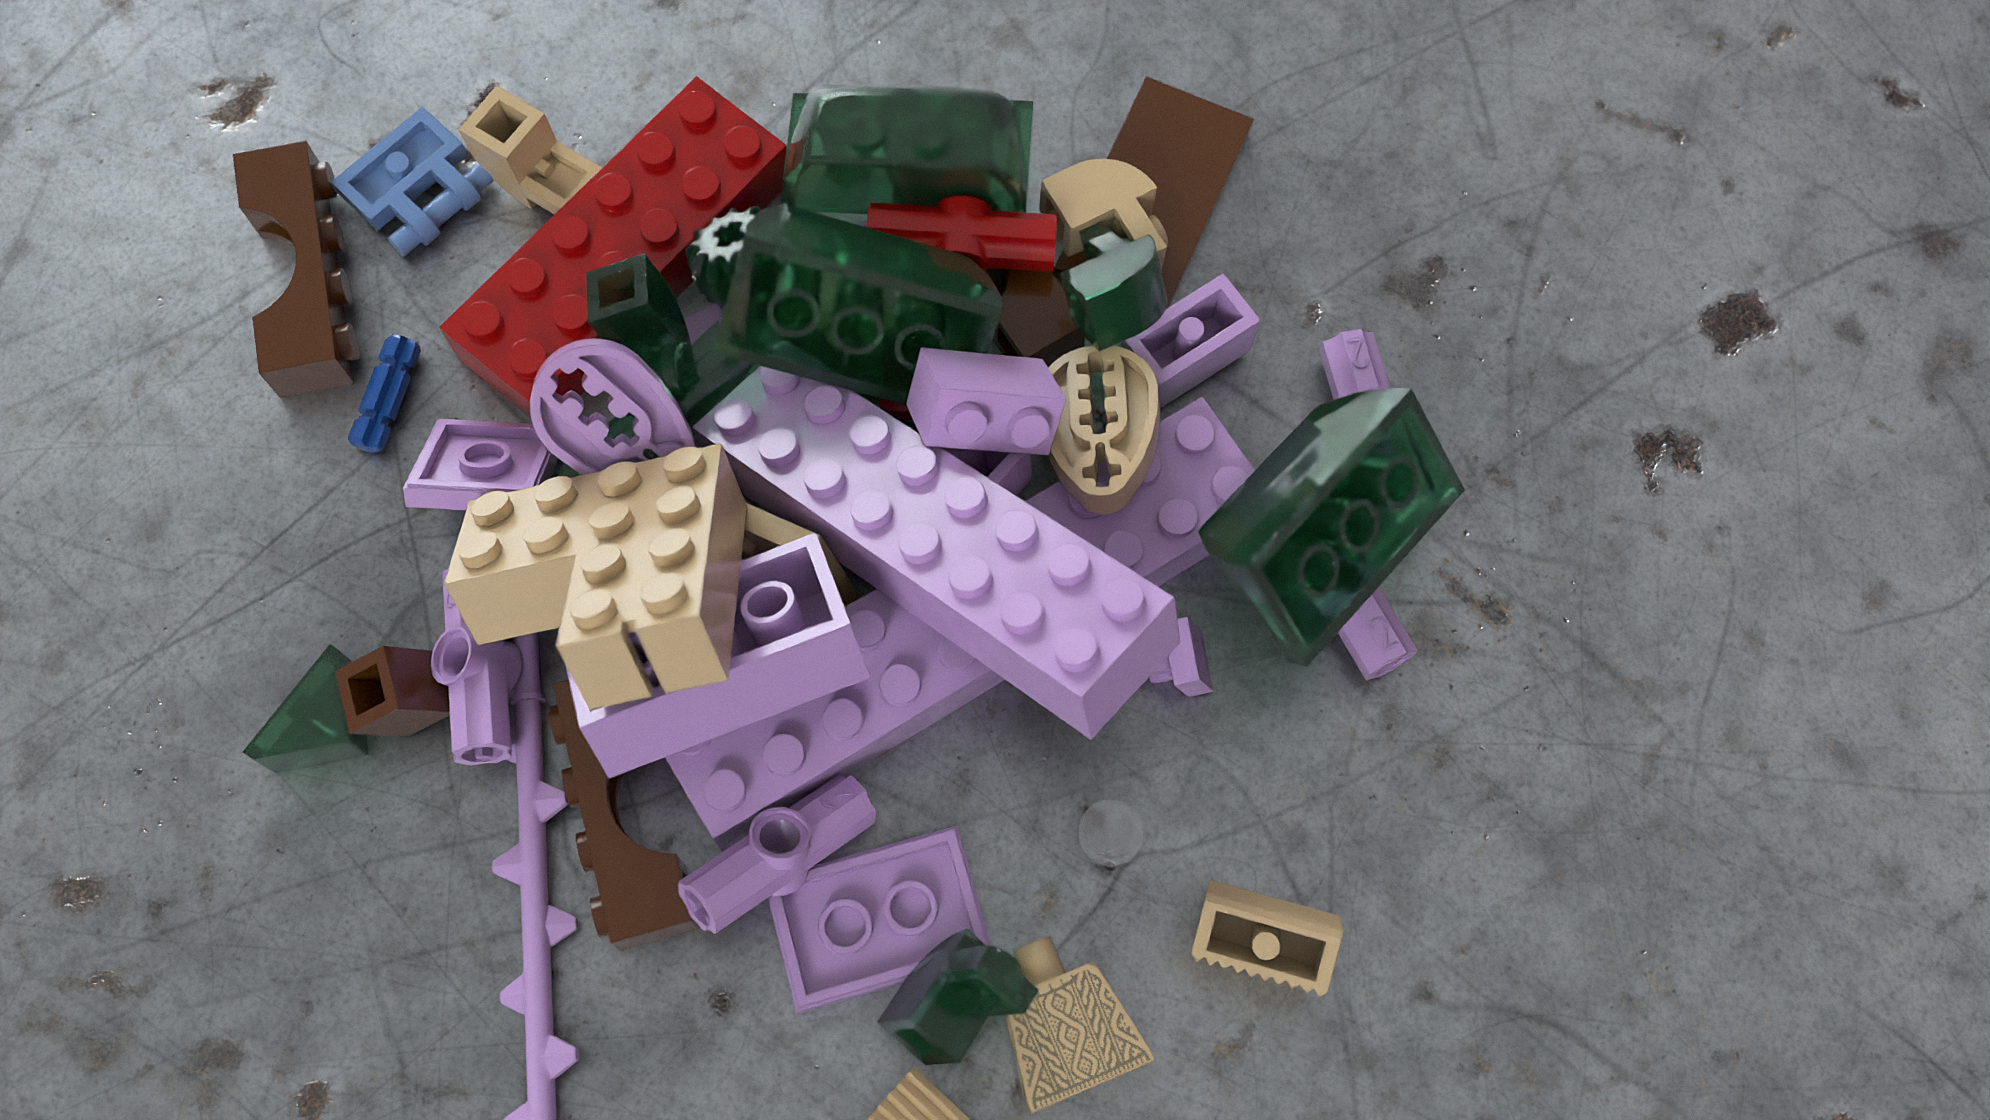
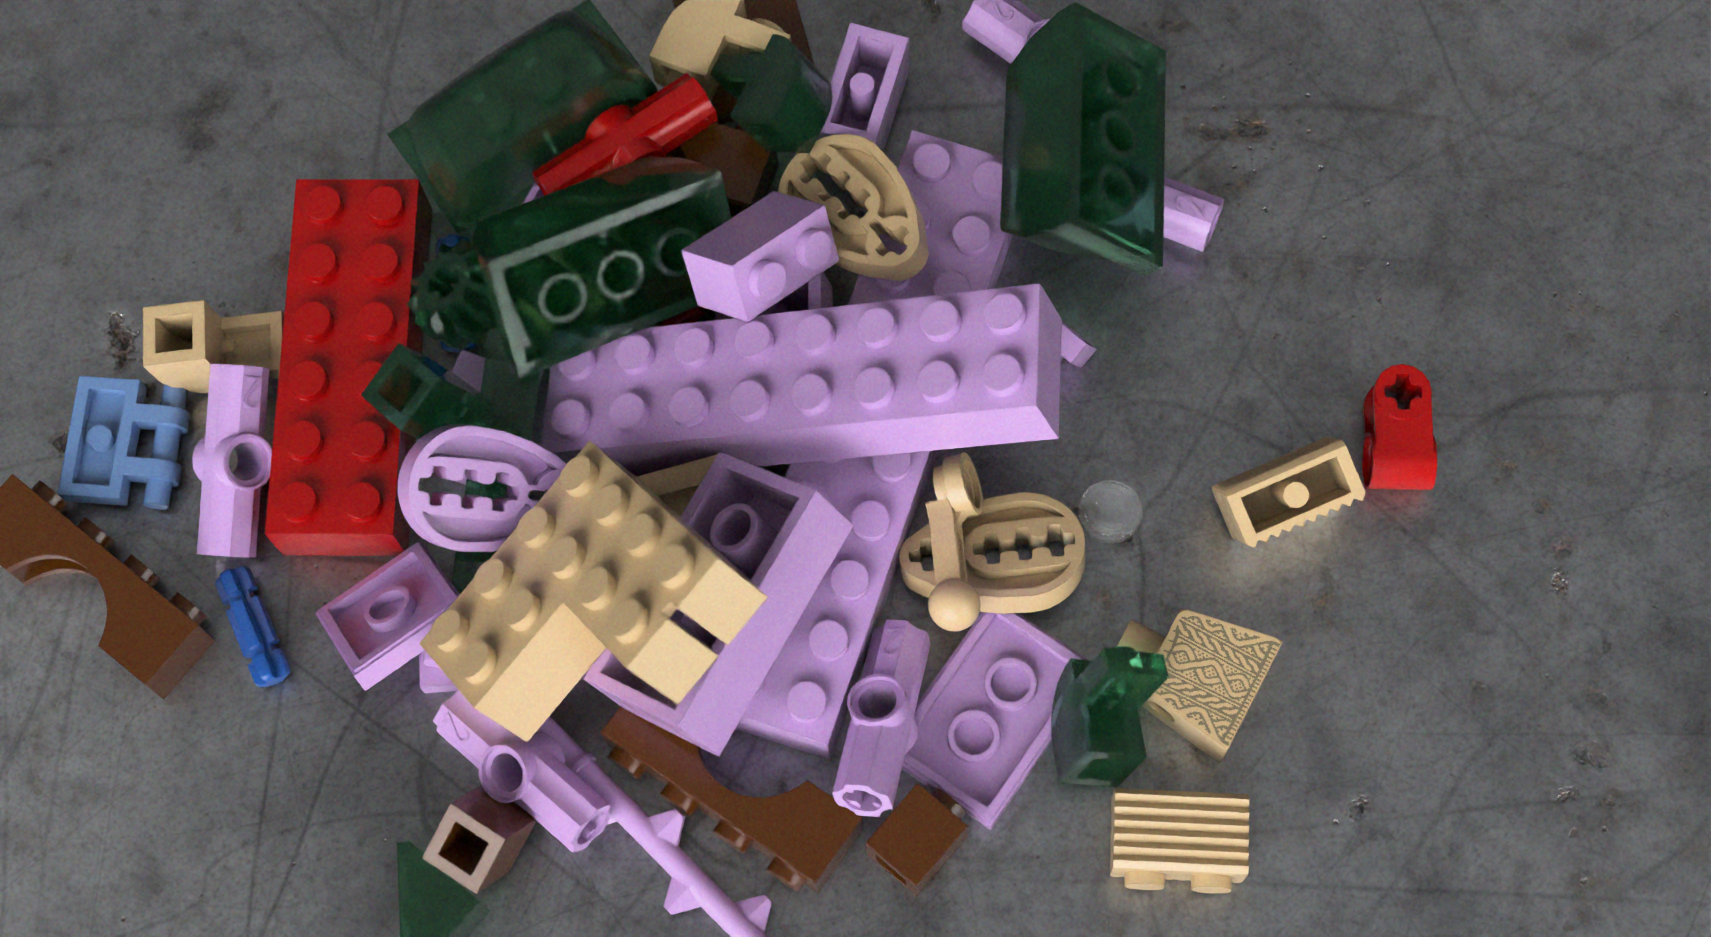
camera: 30 degrees left, 0 degrees up
(496, 221) = (233, 422): none -> lavender piece
(728, 973) = (918, 837): none -> reddish brown brick
(973, 827) = (1011, 583): none -> tan piece
(992, 721) = (958, 491): none -> tan piece
(1399, 973) = (1398, 442): none -> red piece

